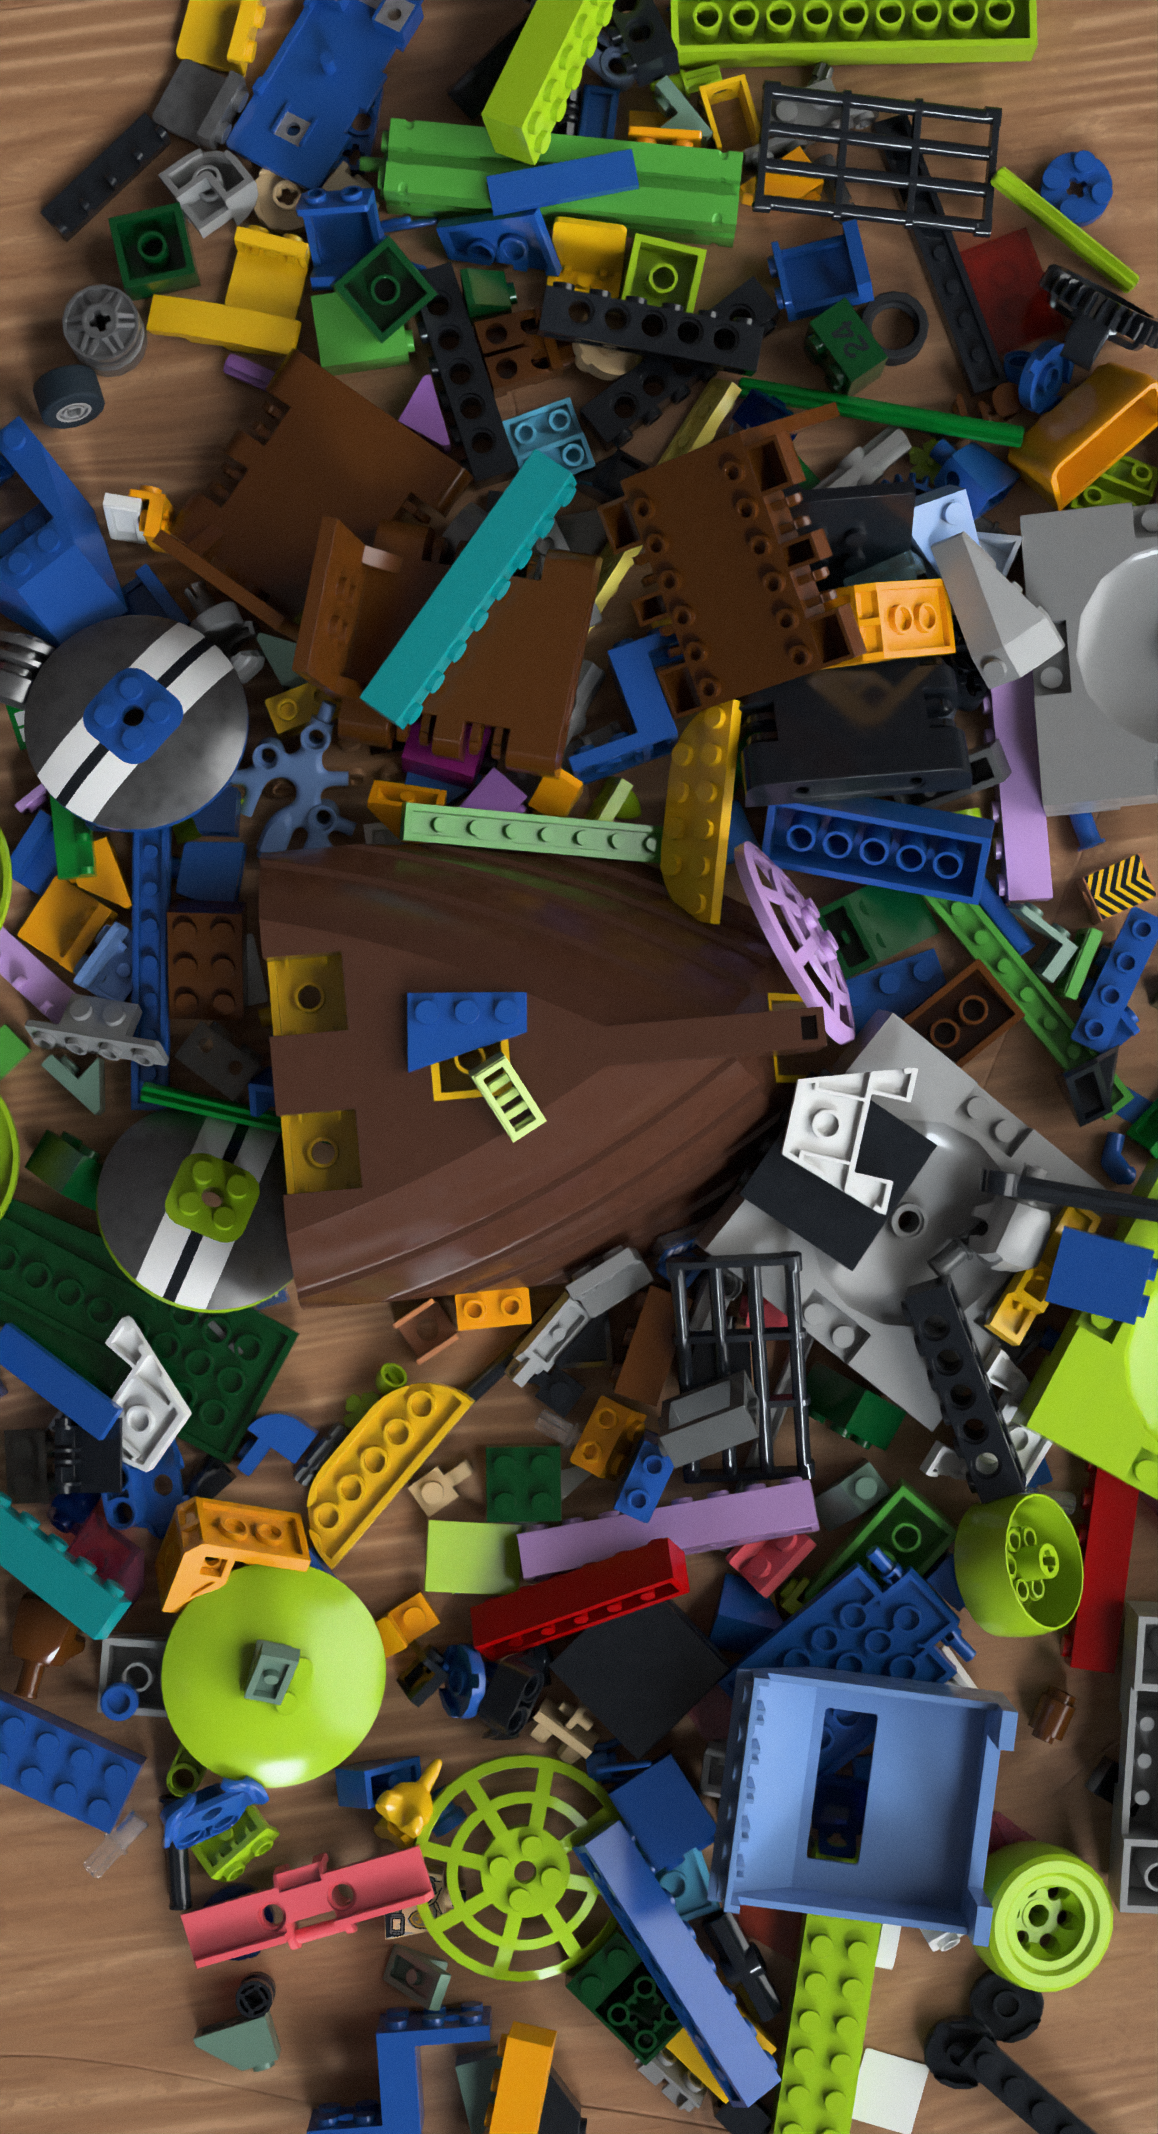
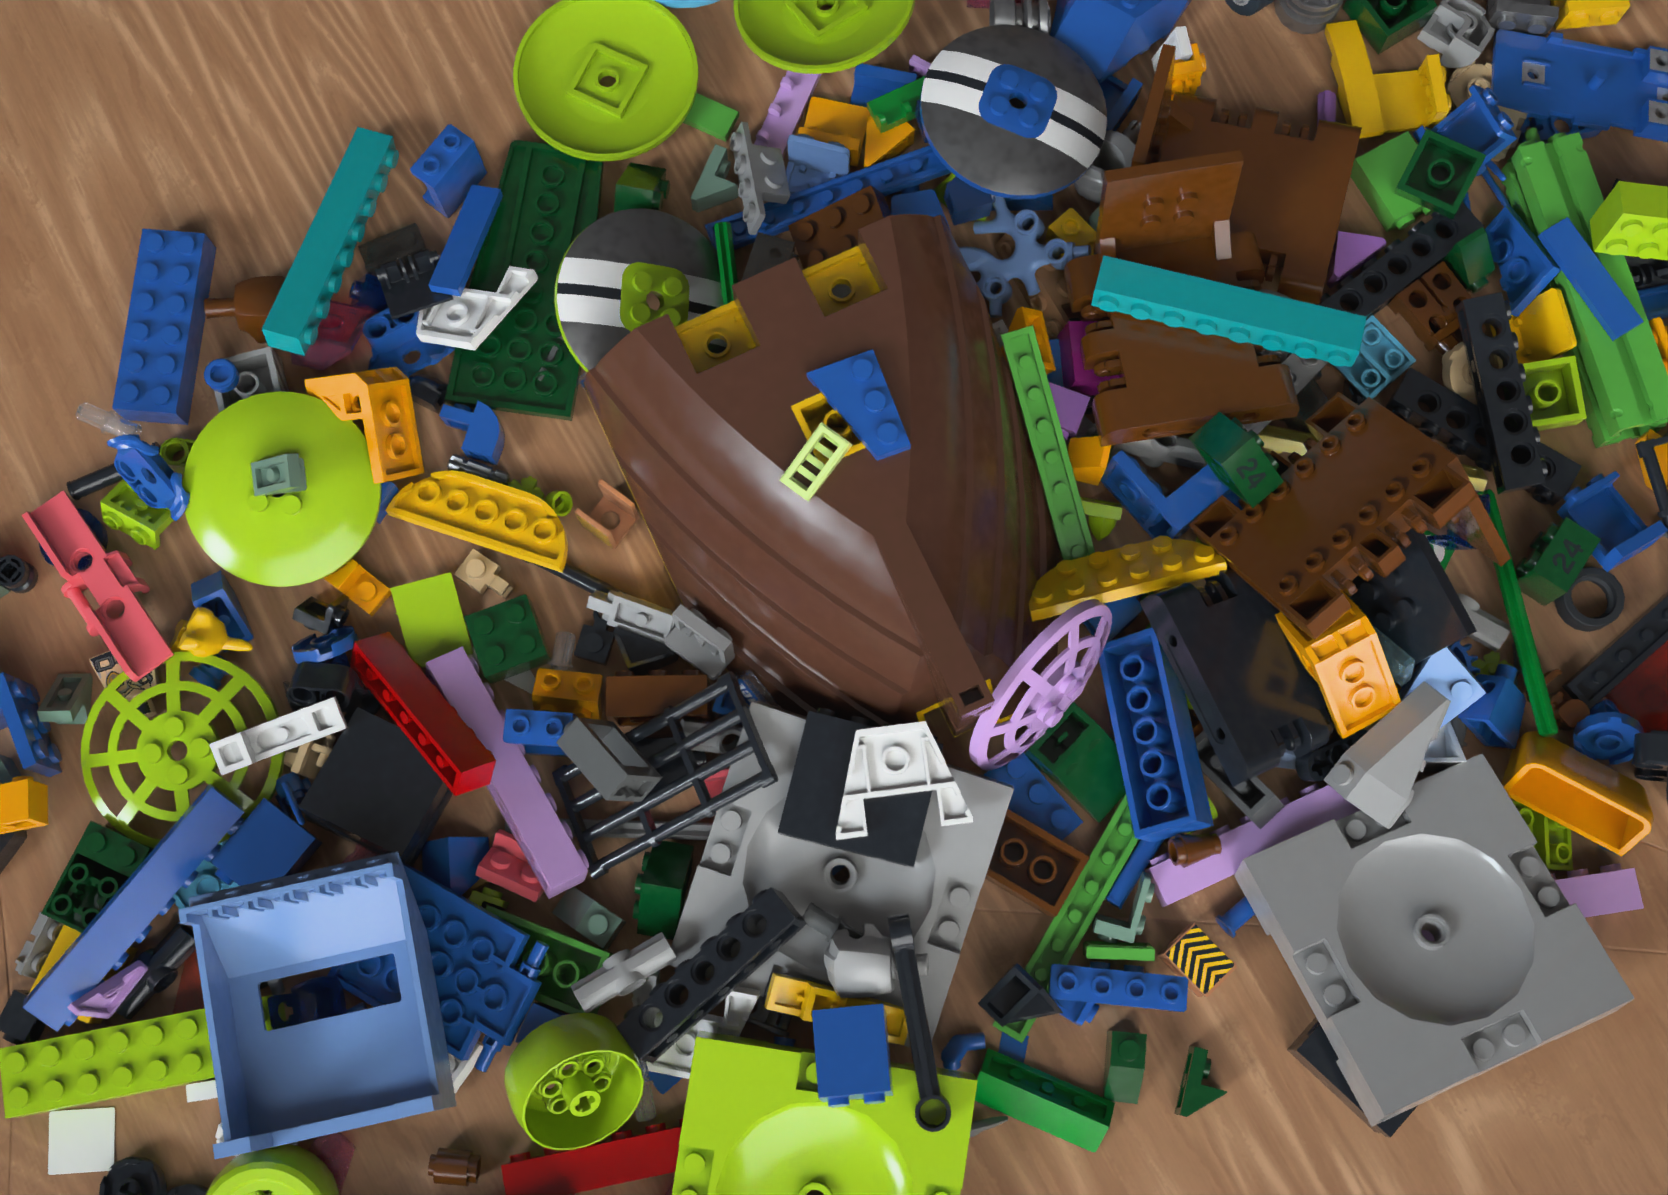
camera: 75 degrees right, 10 degrees down
(493, 1308) = (644, 561): light orange bracket -> none
(548, 1758) = (278, 735): none -> white slope
(633, 645) = (1237, 458): none -> dark green brick
(758, 2015) = (109, 995): none -> lavender tile
(930, 1477) = (623, 972): none -> light grey piece
(1007, 851) = (1192, 848): none -> reddish brown cone

